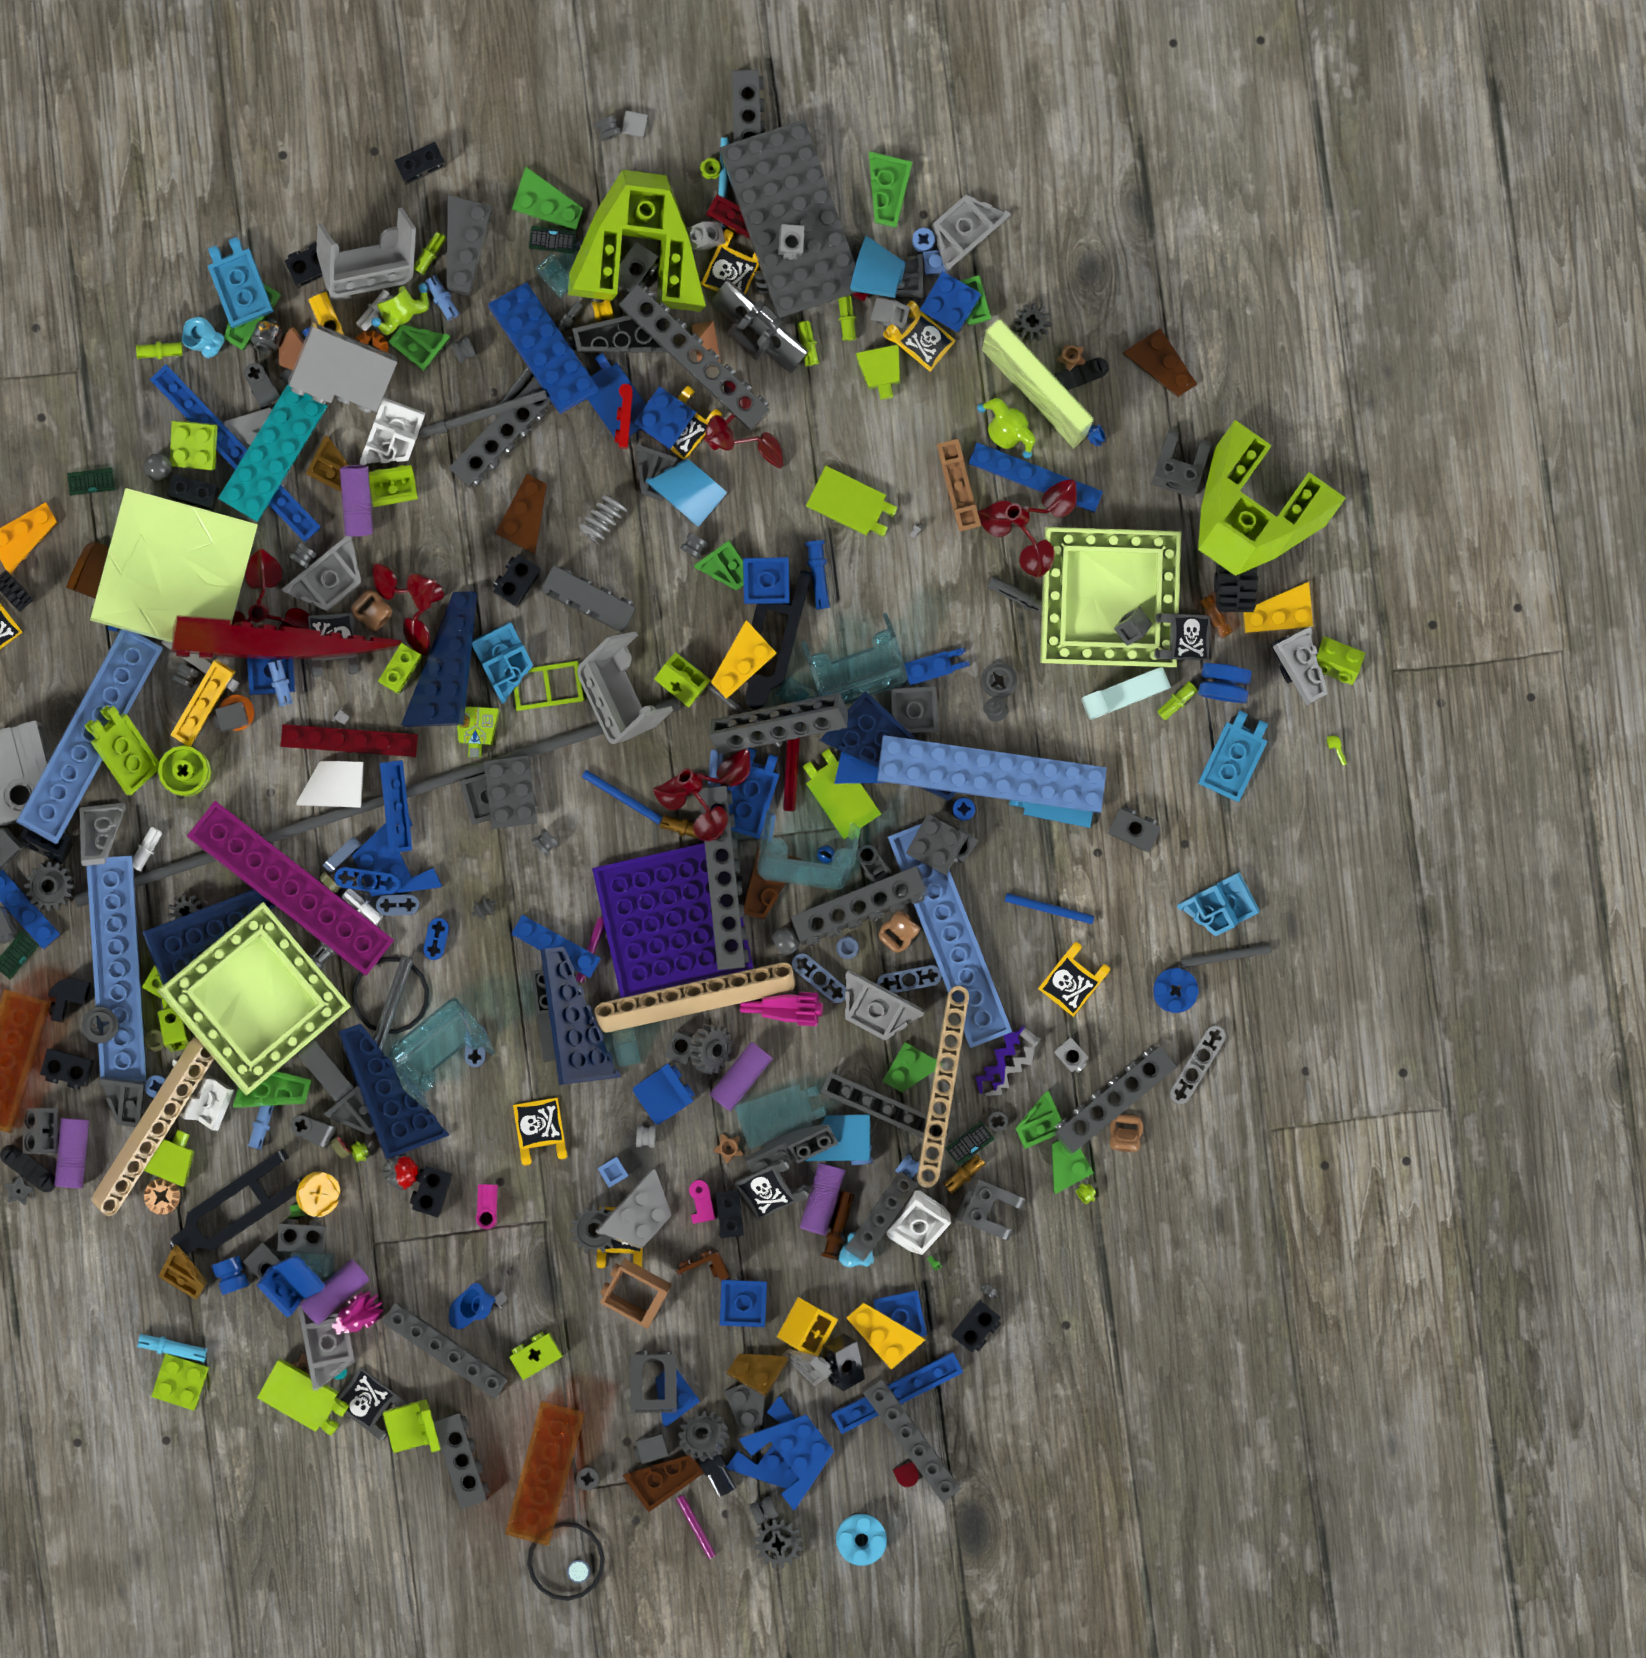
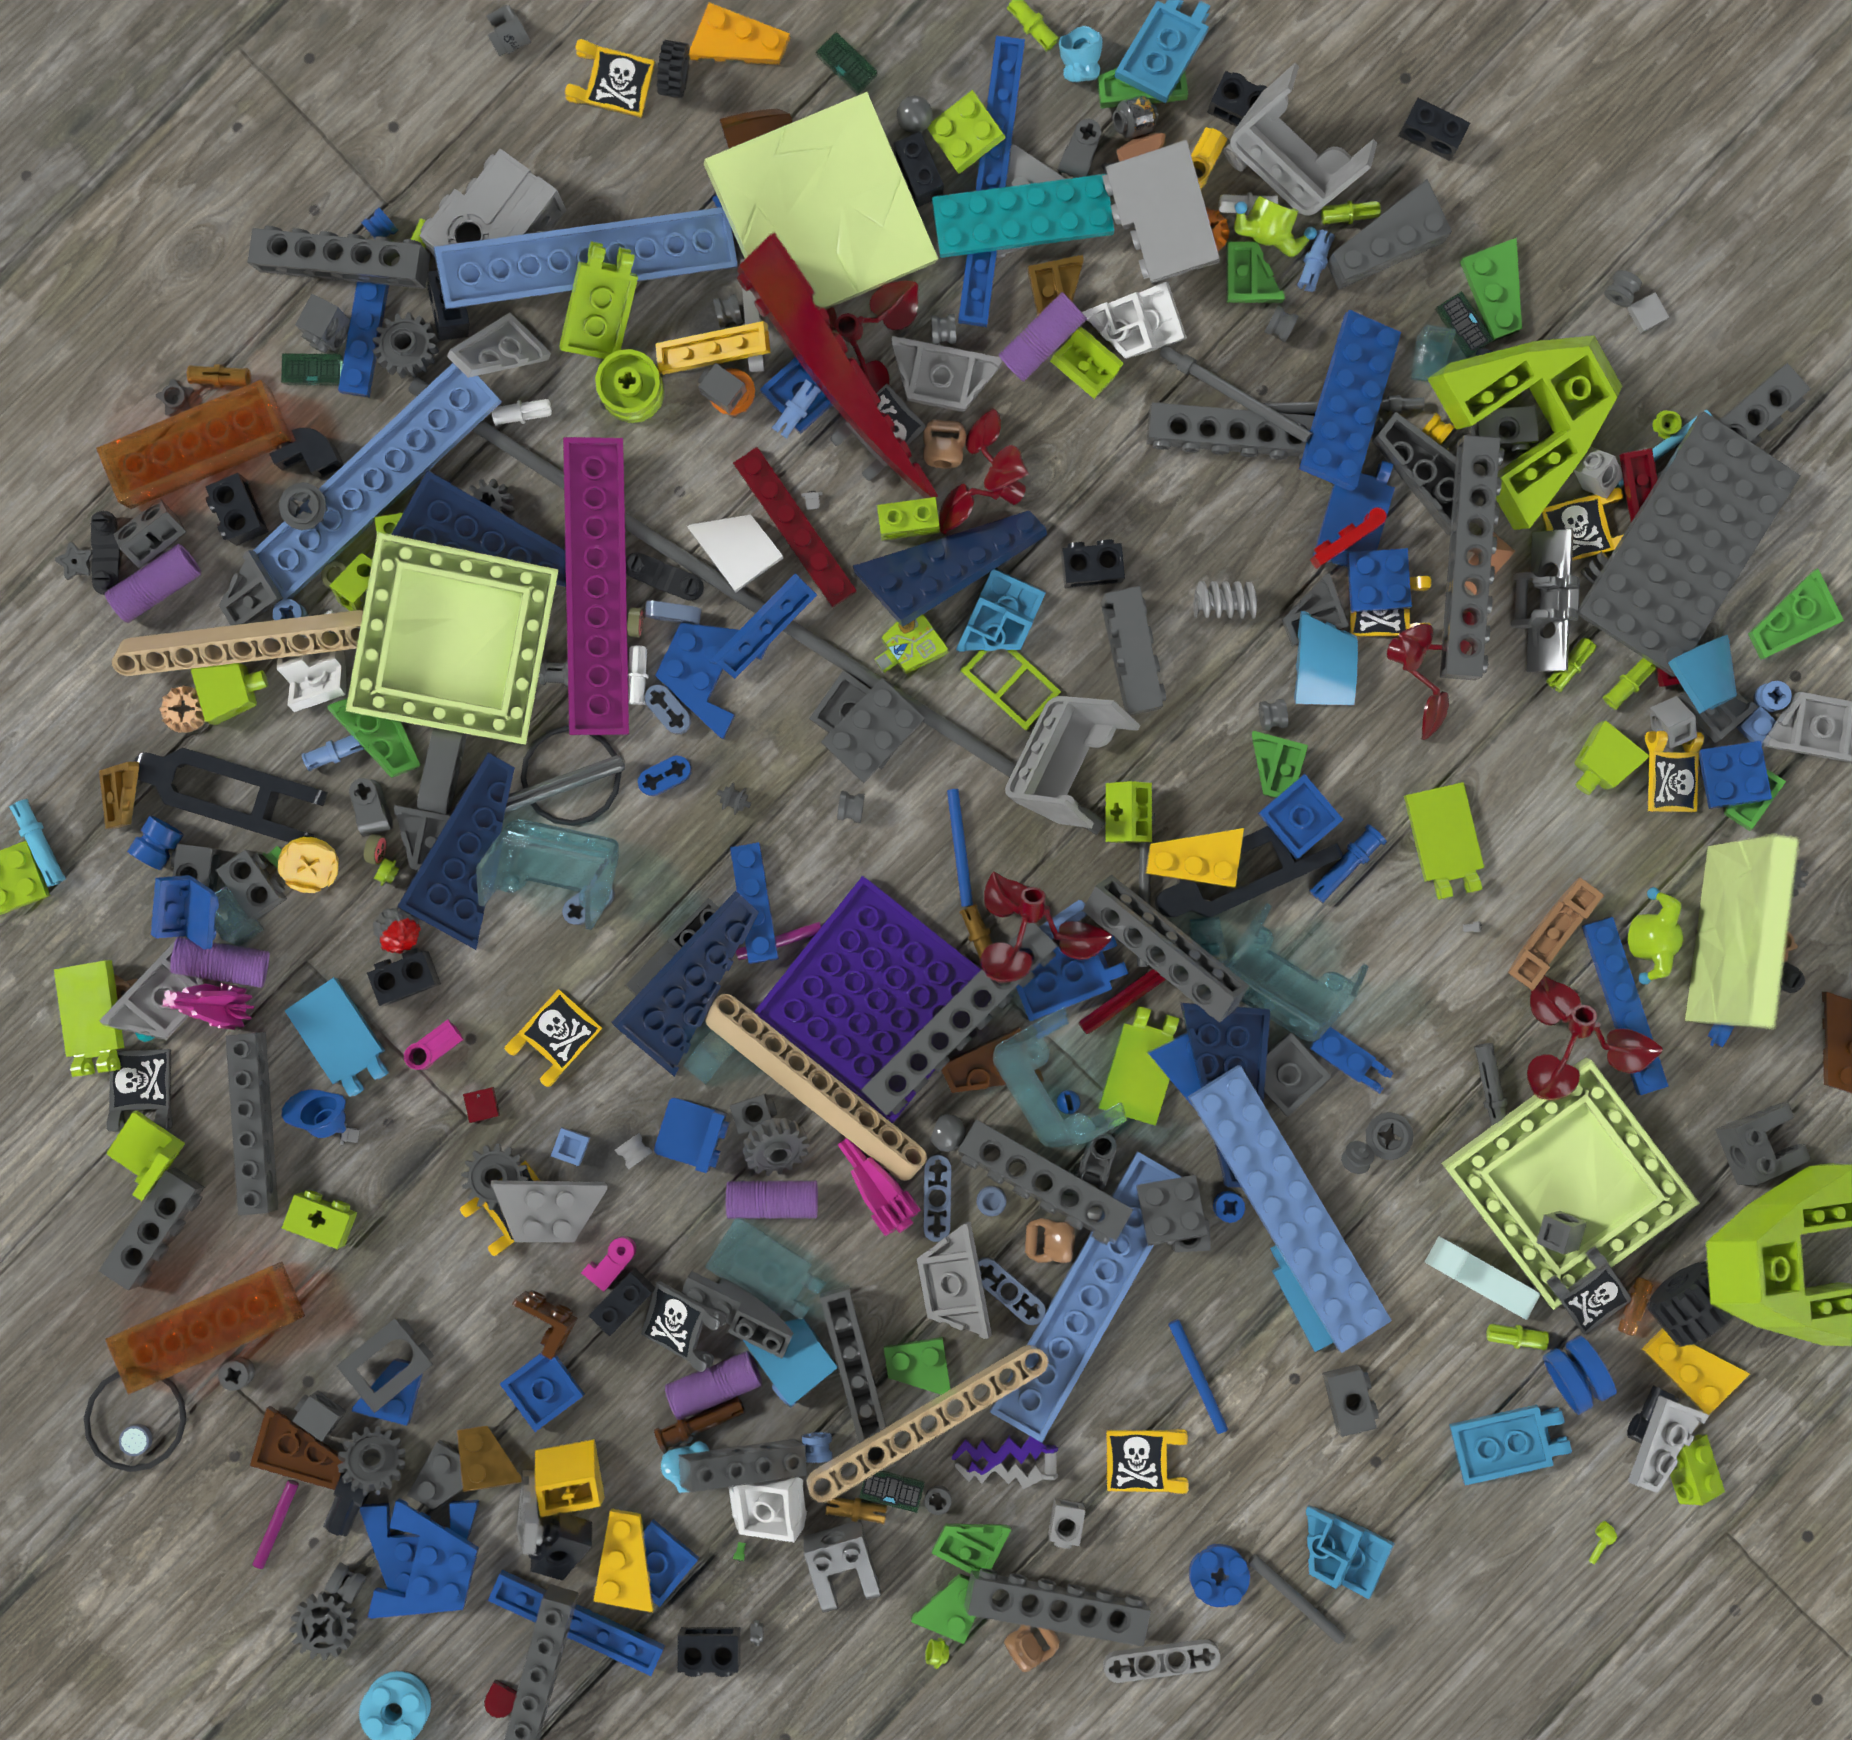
camera: 50 degrees right, 0 degrees up
(316, 843) = (664, 576): none -> black piece
(352, 872) = (663, 636): blue beam -> none
(433, 1259) = (338, 1035): none -> dark azure tile
(524, 515) = (1162, 519): reddish brown wing -> none
(545, 1206) = (481, 1104): none -> dark red tile
(626, 1308) = (442, 1276): medium nougat window -> none
(722, 1148) = (682, 1247): medium nougat plate -> none
(795, 232) = (1682, 554): light grey brick -> none

